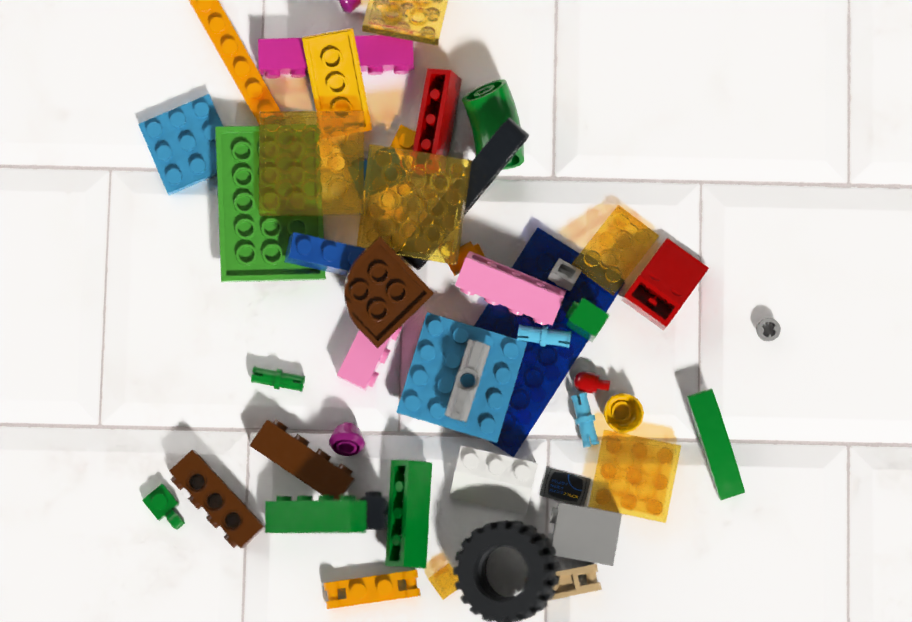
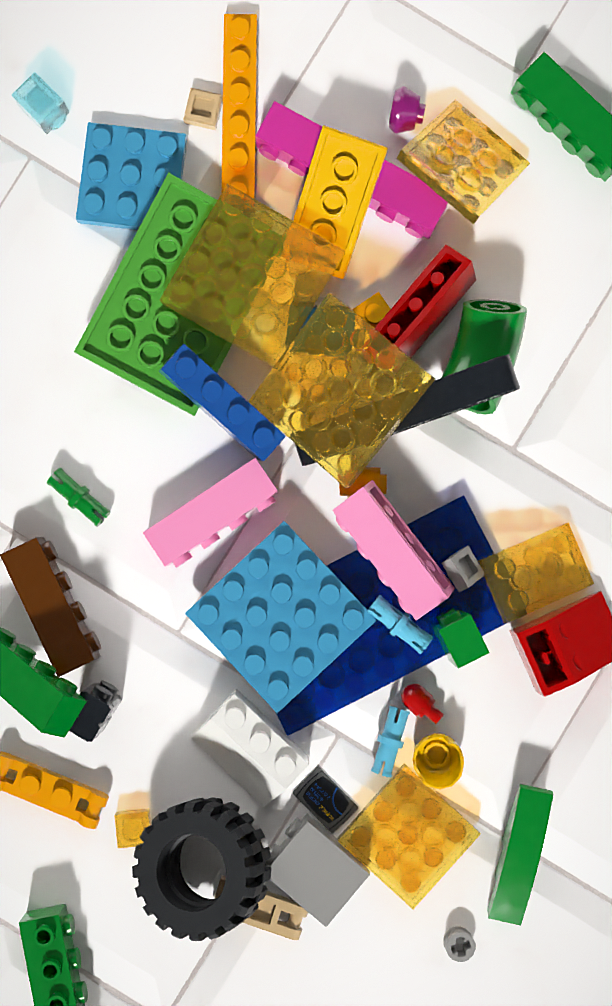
camera: 25 degrees right, 5 degrees up
(100, 130) = (41, 103): none -> clear light blue brick
(210, 70) = (203, 109): none -> tan tile
(347, 439) = (114, 609): magenta cone -> none
(382, 292) = (245, 470): reddish brown plate -> none
(408, 518) = (132, 735): green brick -> none
(473, 364) = (266, 644): light grey piece -> none
(720, 530) = (450, 940): none -> light grey bush

